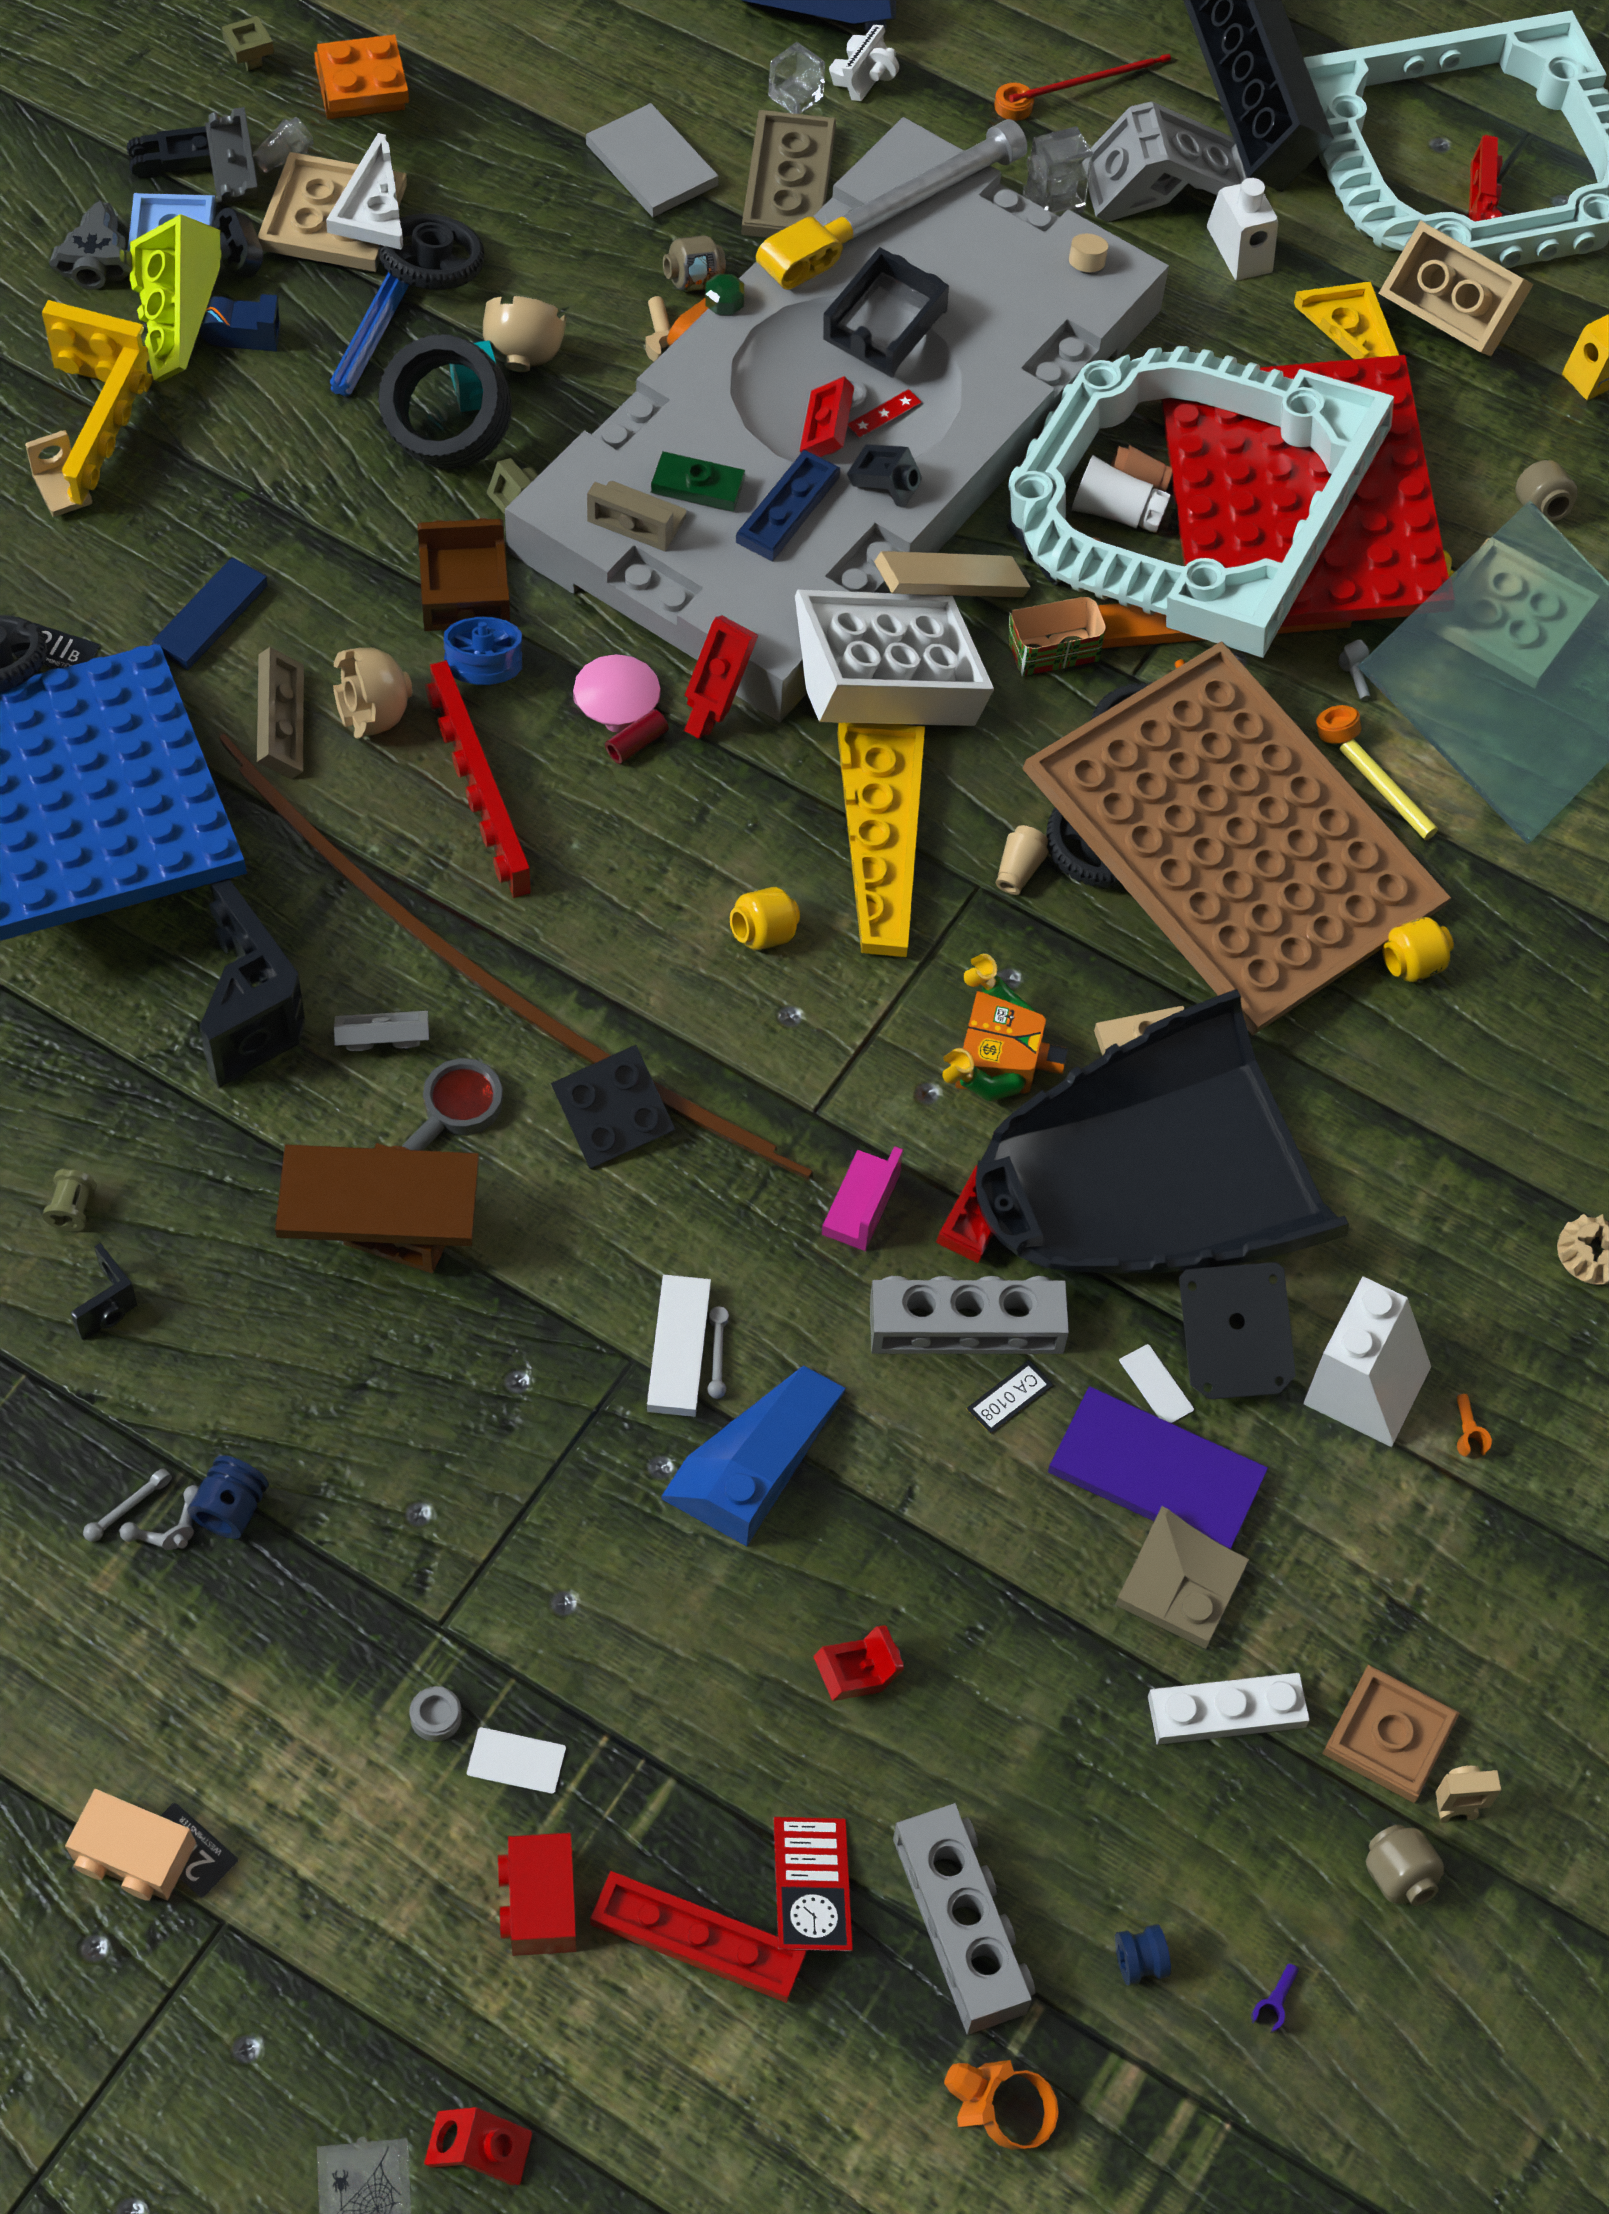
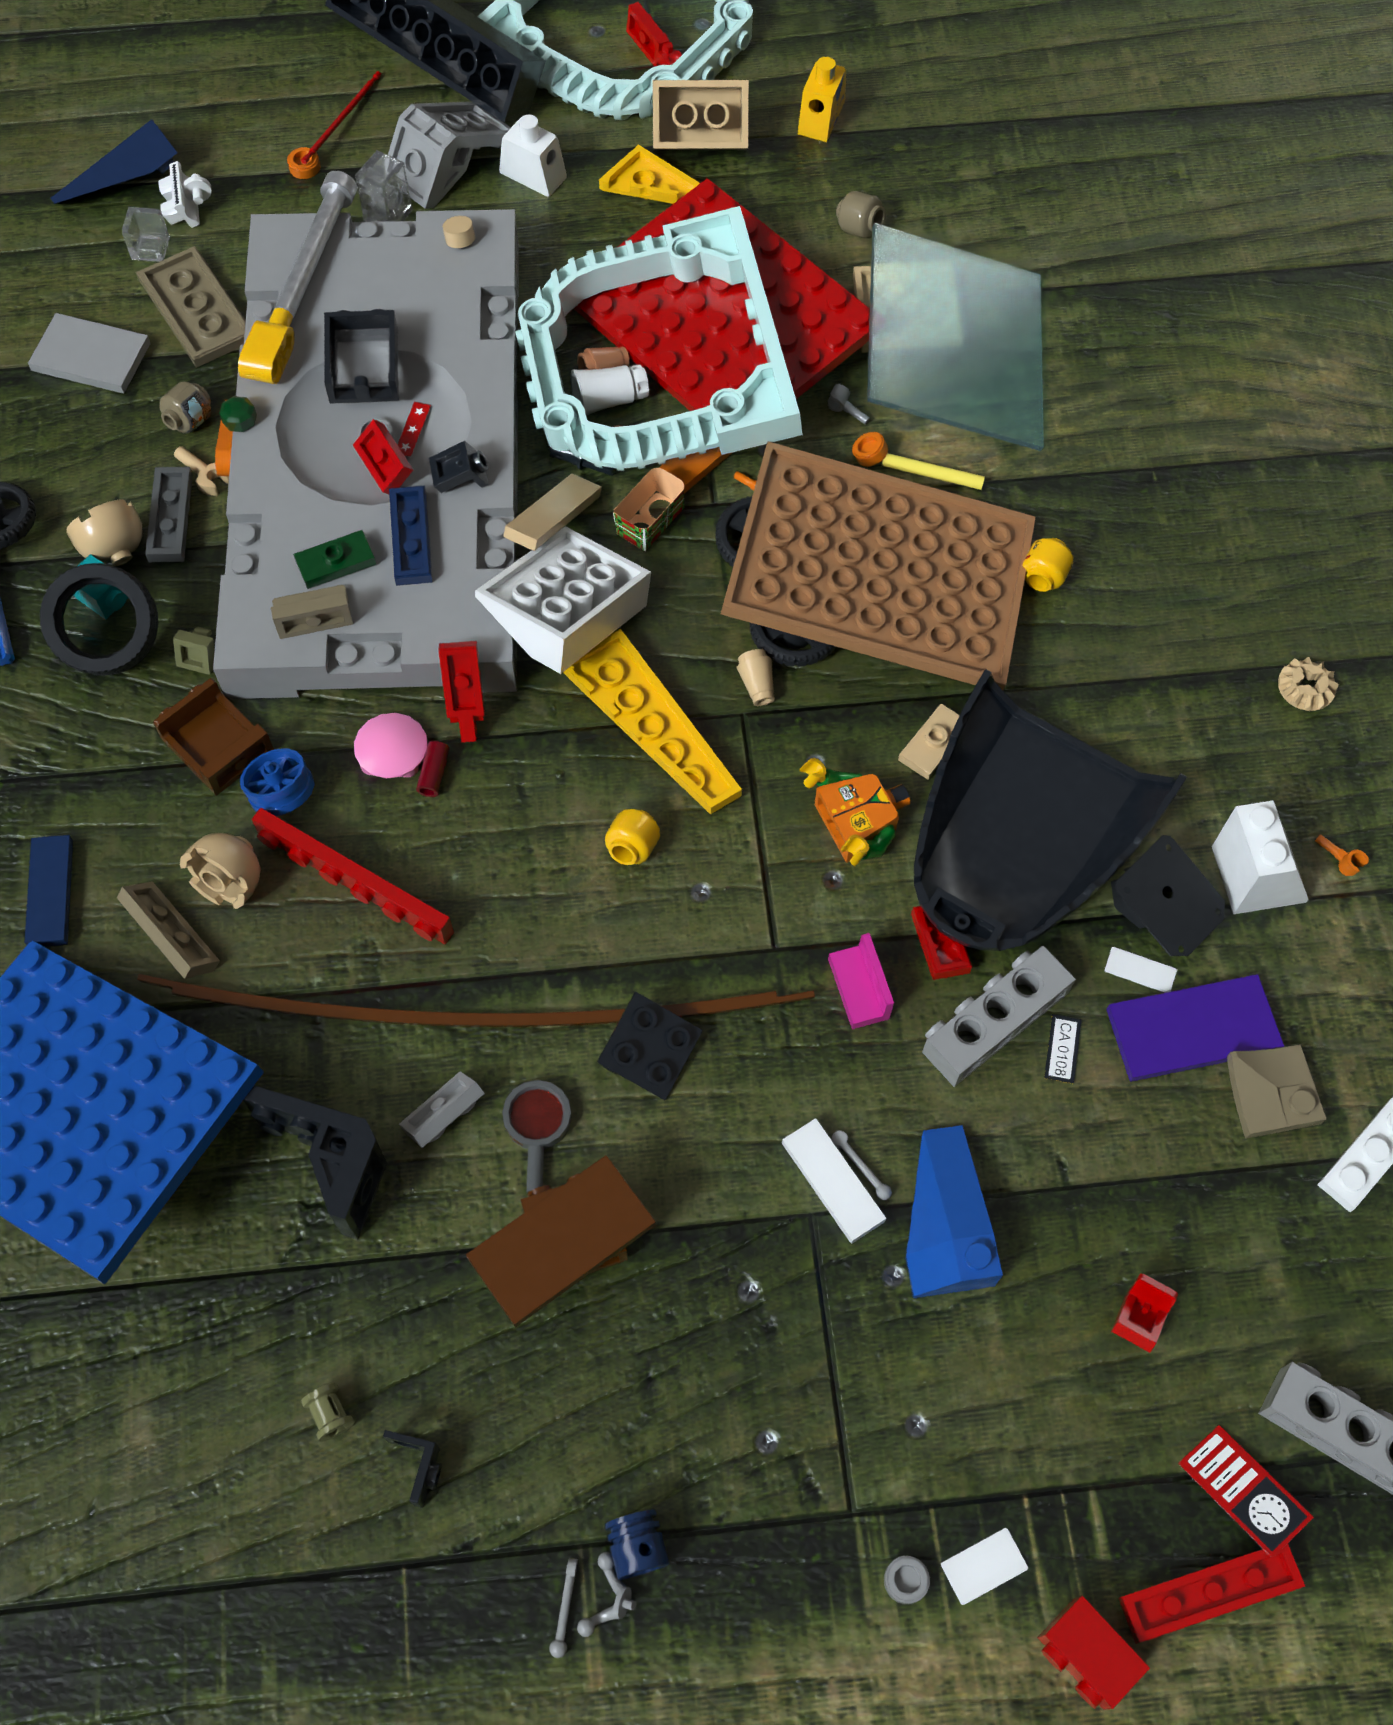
camera: 35 degrees left, 5 degrees up
(595, 352) = (169, 514): none -> dark grey plate

